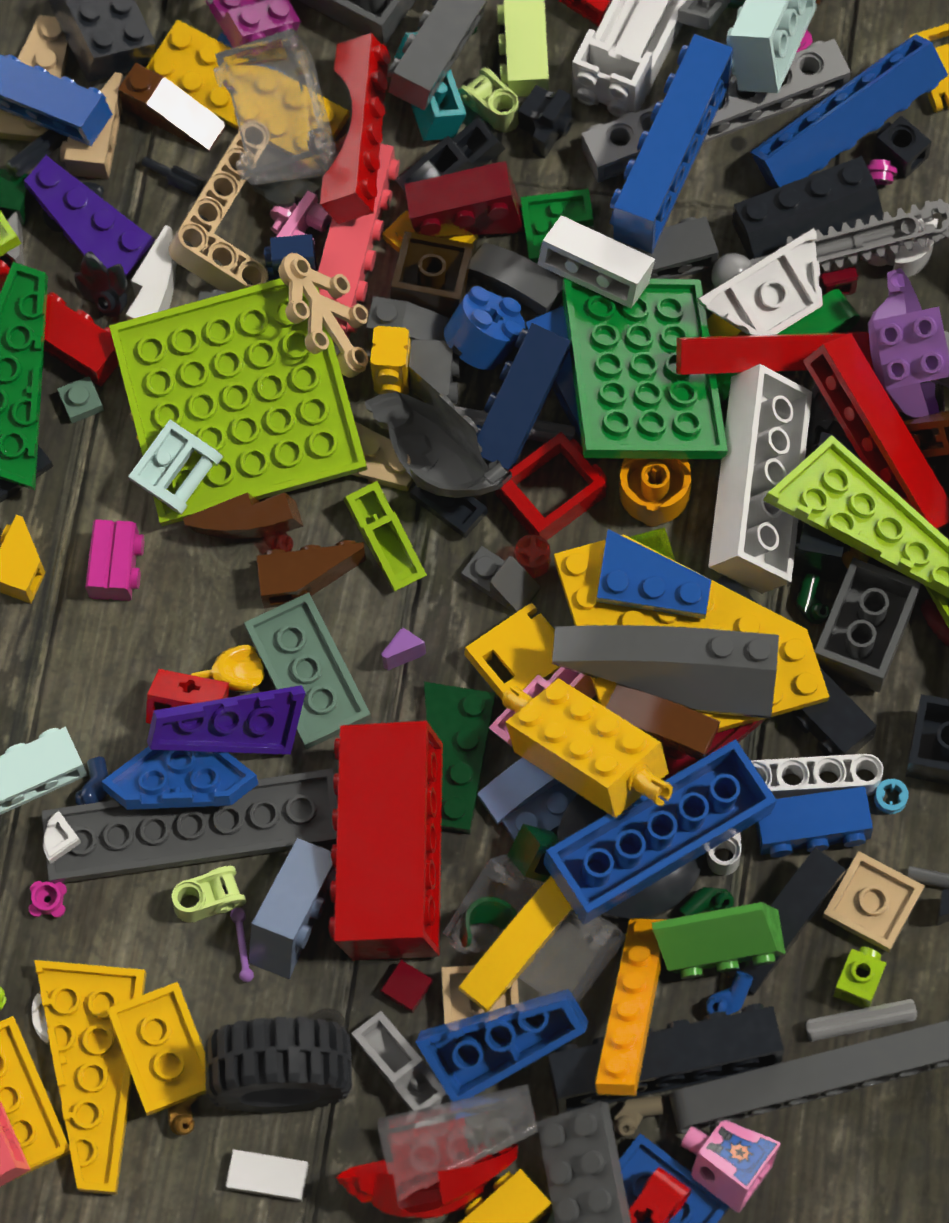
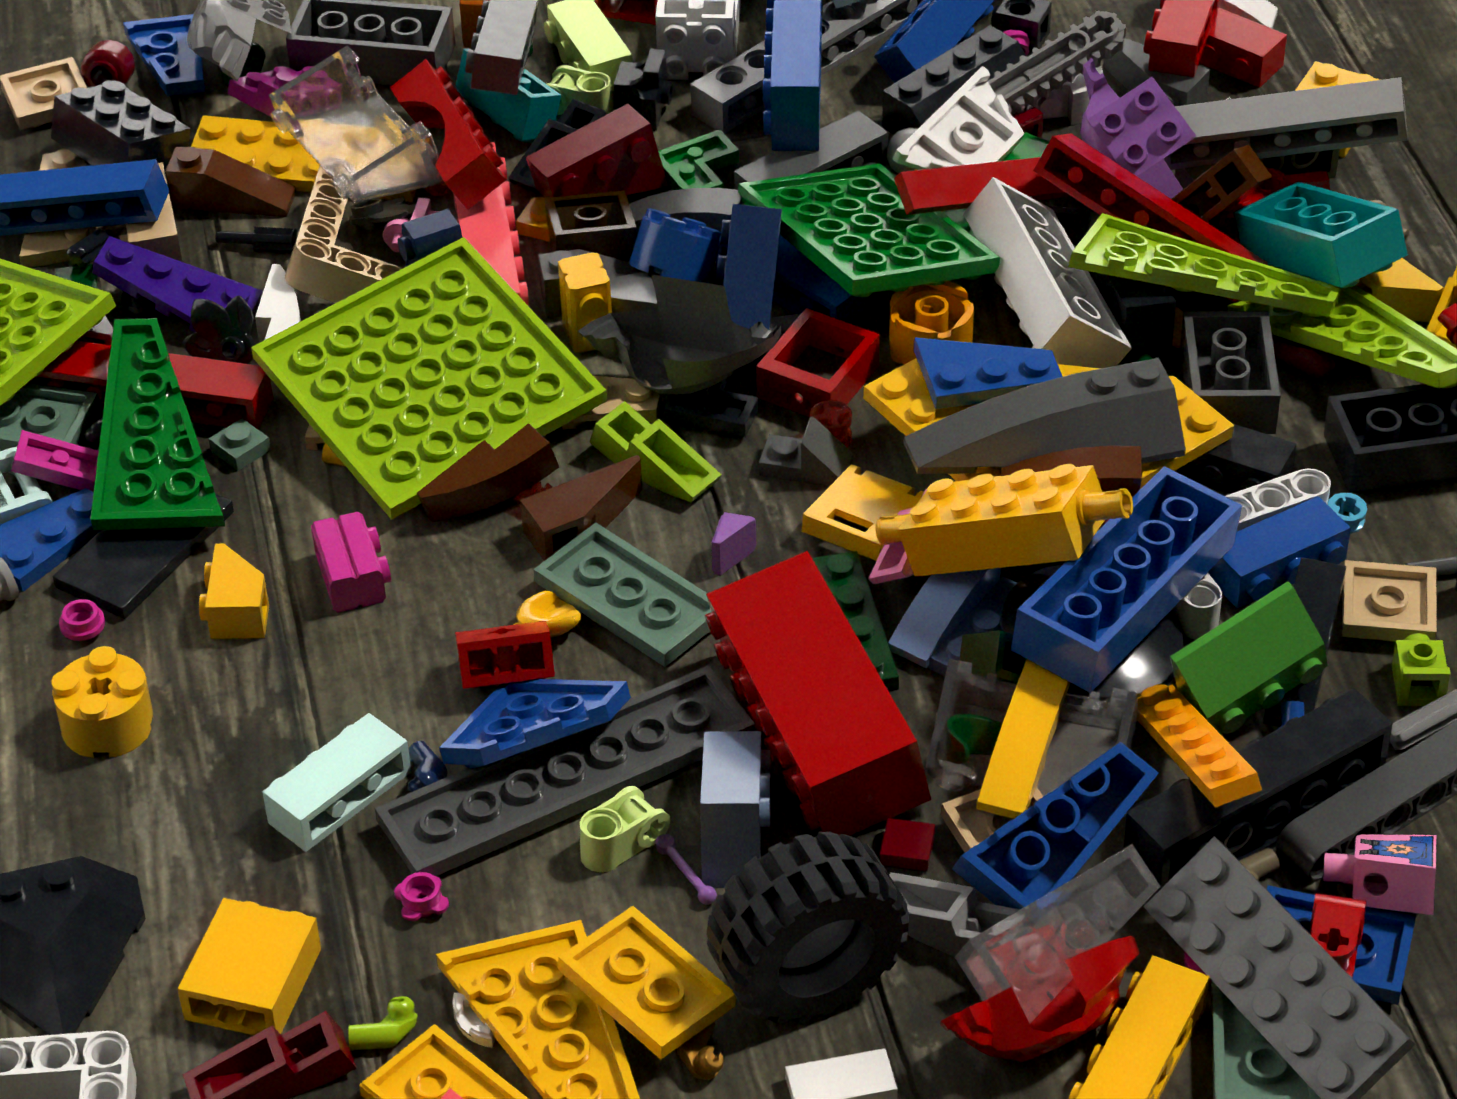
camera: 25 degrees left, 25 degrees down
(58, 838) = (411, 822): white tile -> none
(166, 459) = (374, 439): light aqua plate -> none
(237, 724) = (574, 643): dark purple wing -> none
(301, 280) = (490, 257): tan plant -> none
(596, 261) = (768, 157): white brick -> none

